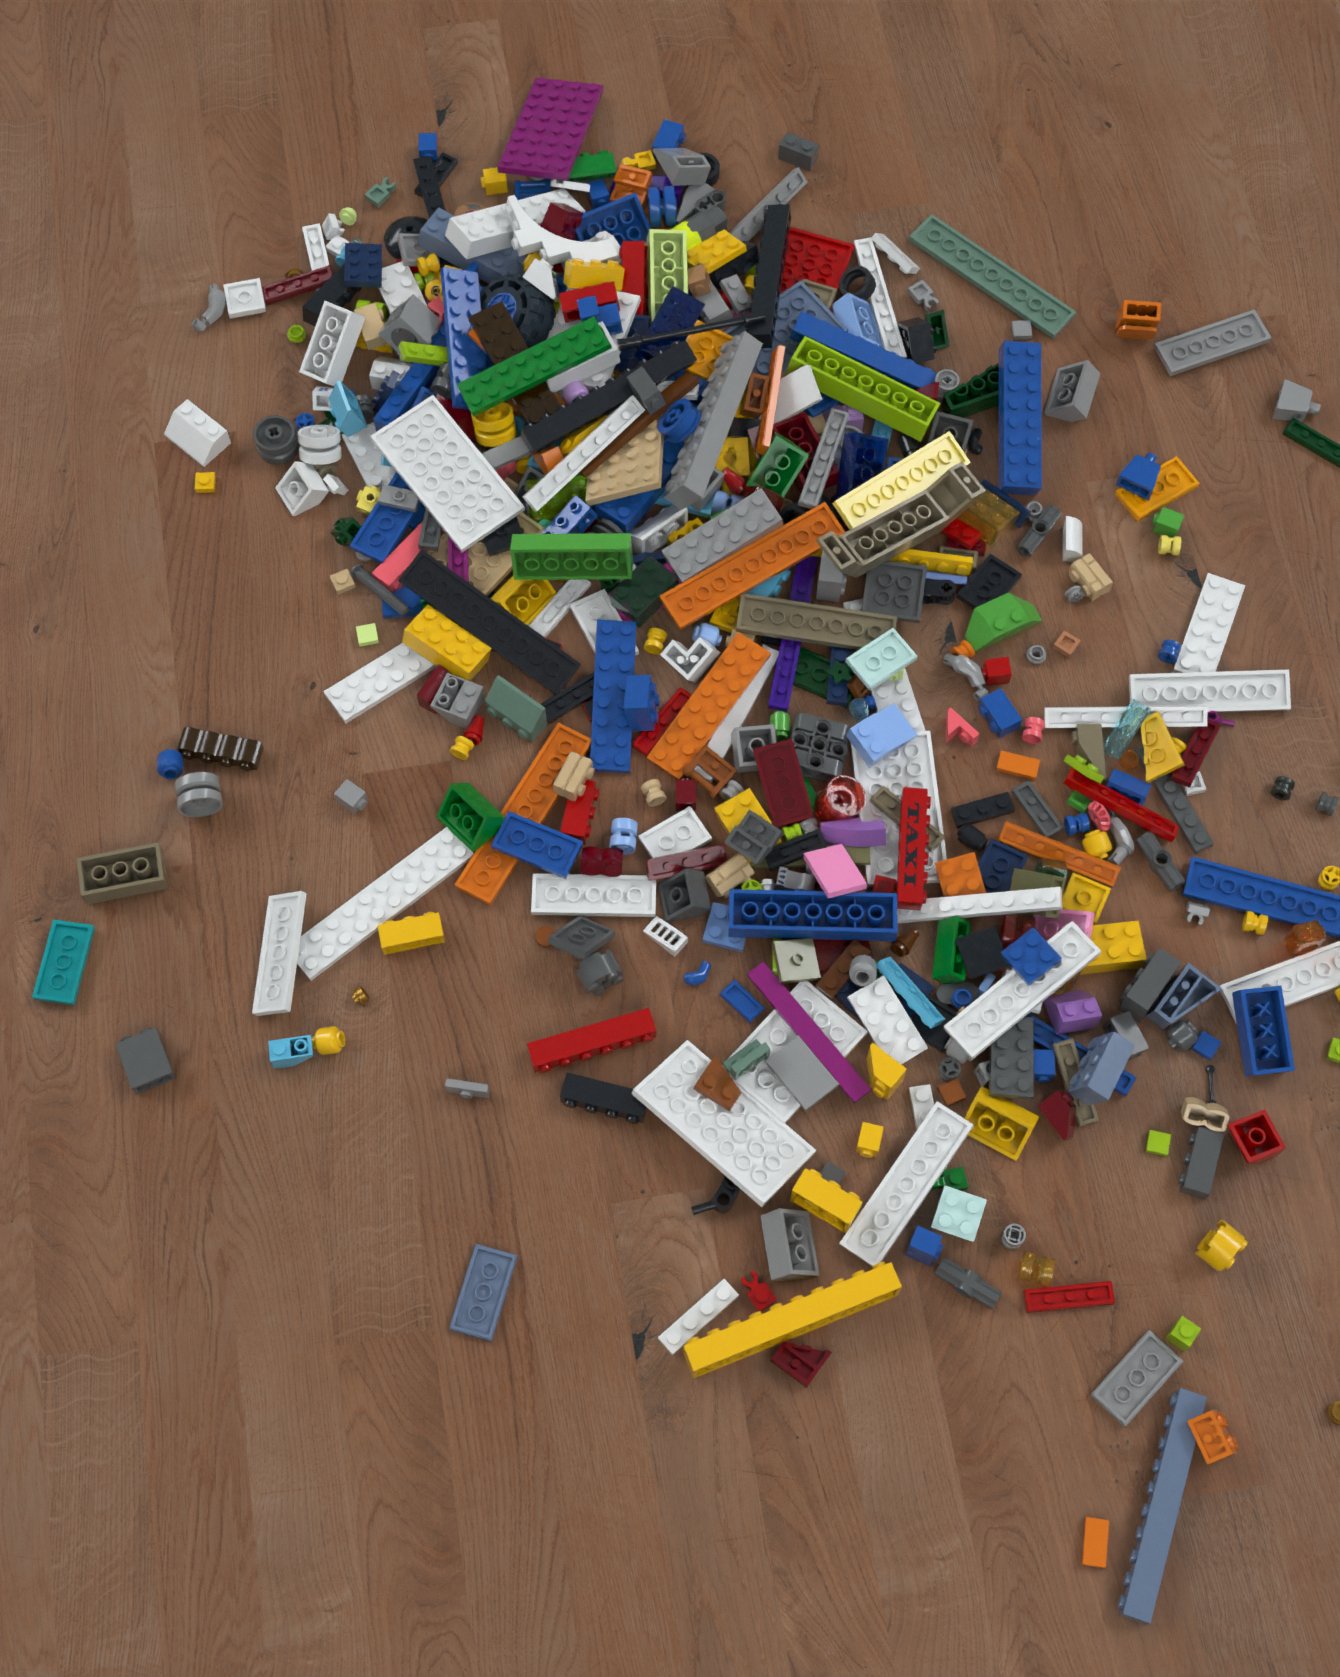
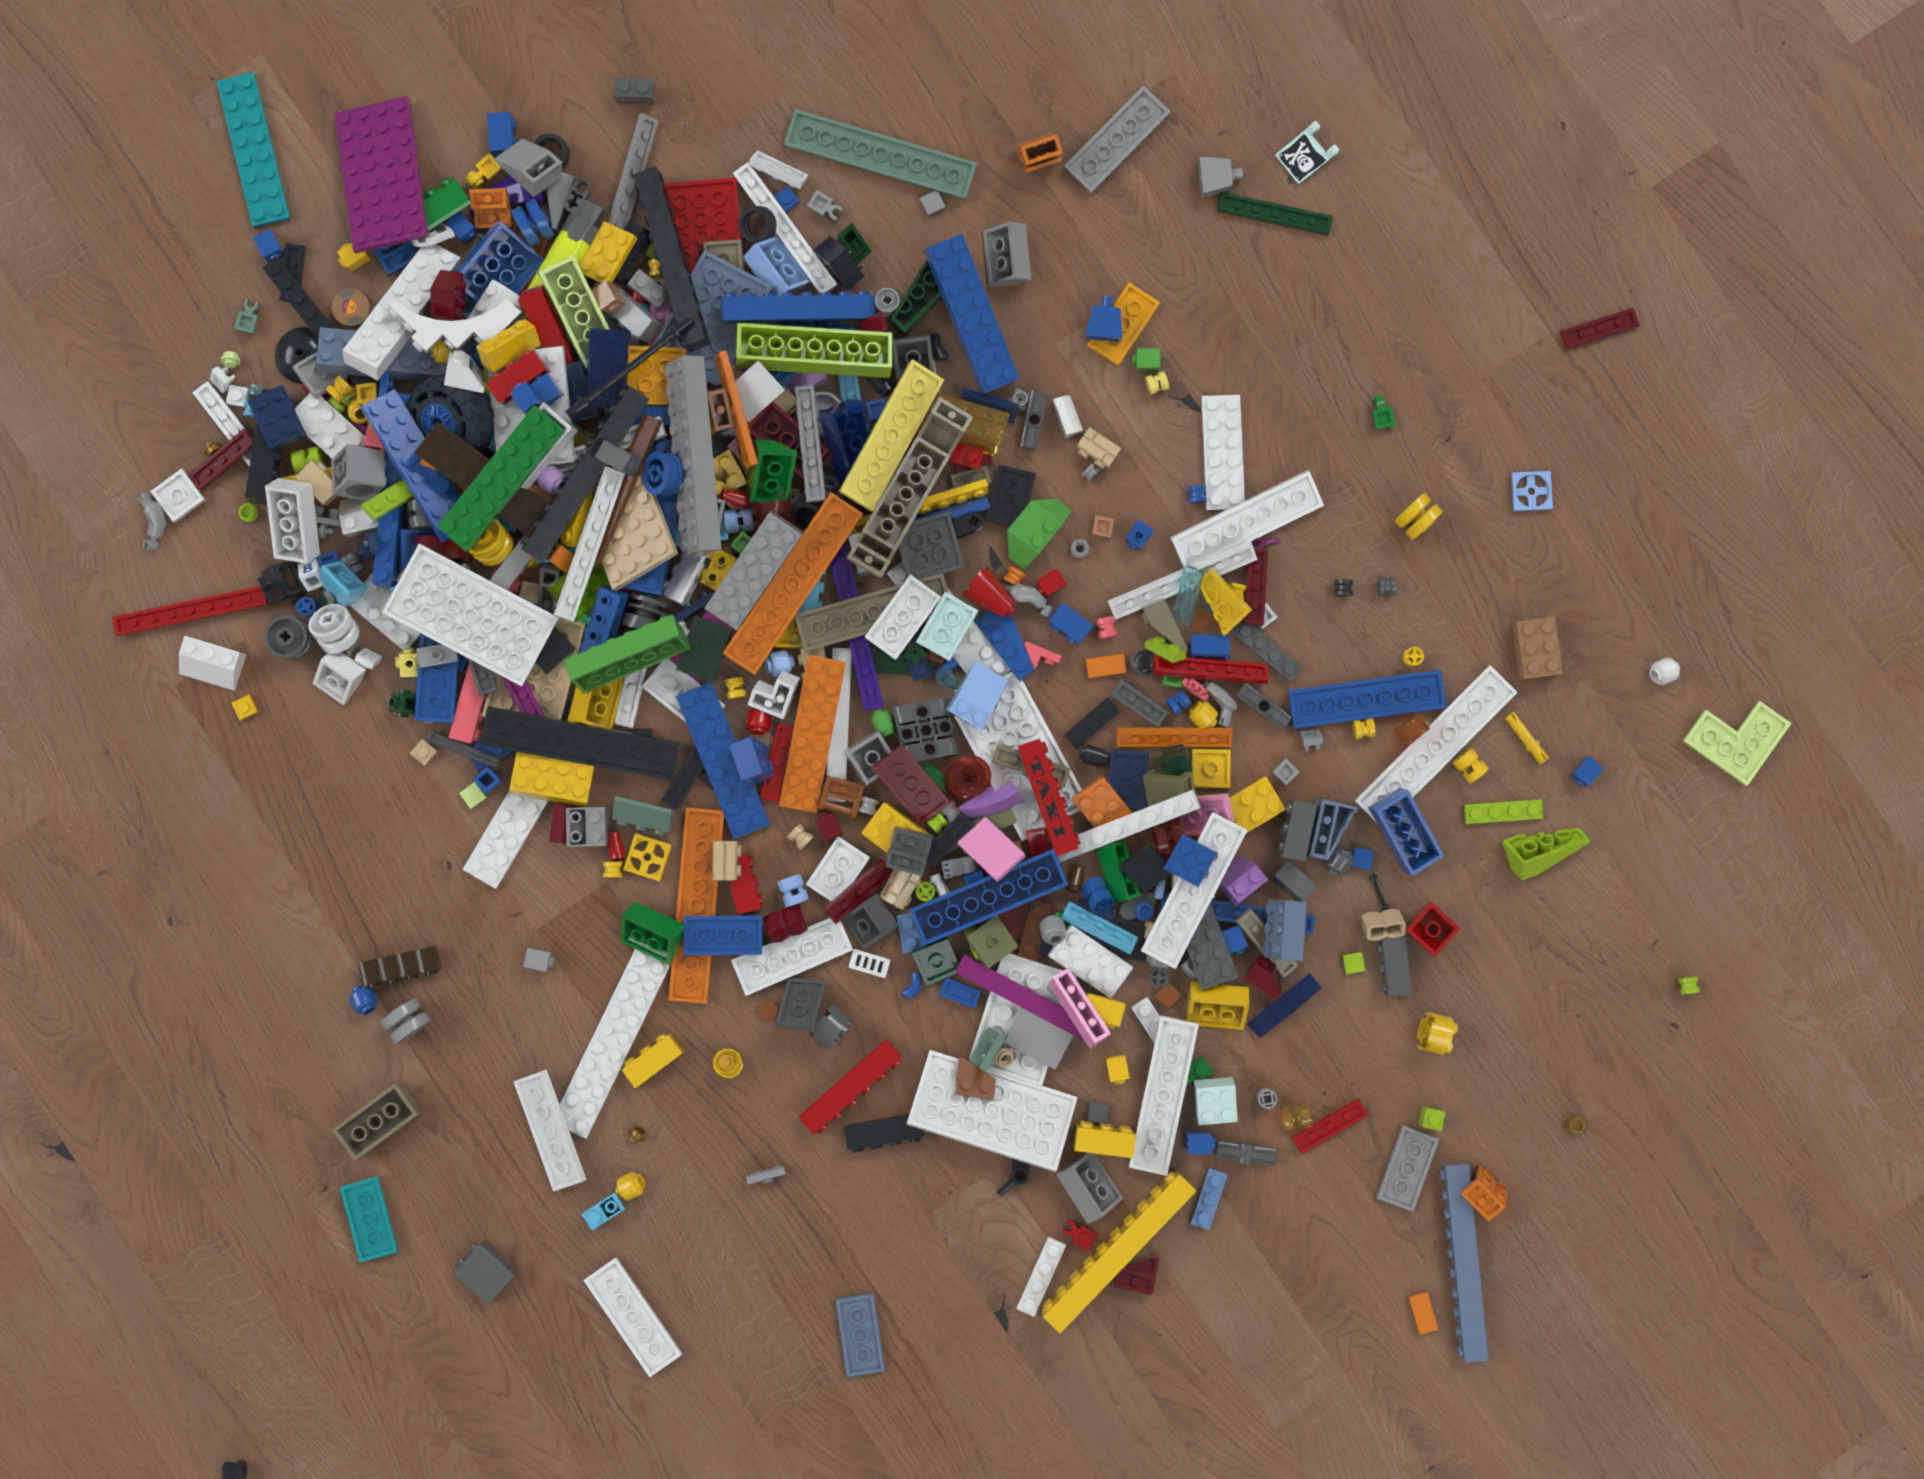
camera: 25 degrees left, 20 degrees up
(203, 388) = (189, 611): none -> red plate
(265, 1169) = (633, 1317): none -> white plate
(288, 395) = (275, 584): none -> black piece
(359, 367) = (333, 521): none -> light grey hips
(388, 623) = (488, 780): none -> blue brick
(454, 80) = (253, 150): none -> teal plate
(482, 966) = (727, 1063): none -> yellow hair
(499, 733) = (654, 859): none -> yellow piece
(664, 676) = (758, 722): none -> red head
(732, 957) = (935, 960): none -> plate
(762, 1079) = (1007, 1060): none -> tan plate
(842, 635) = (902, 617): none -> white plate
(857, 1055) = (1079, 1008): none -> bright pink brick
(892, 279) = (787, 199): none -> blue plate
(909, 1315) = (1208, 1198): none -> medium blue plate
(921, 962) = (1097, 895): none -> blue wheel
(931, 701) = (1007, 642): none -> blue wing
(933, 651) = (990, 594): none -> red cone
(1055, 773) = (1142, 662): none -> dark grey hair
(1069, 1151) = (1285, 1005): none -> clear blue slope
(1098, 664) = (1138, 536): none -> blue brick
(1159, 930) = (1285, 771): none -> light grey plate

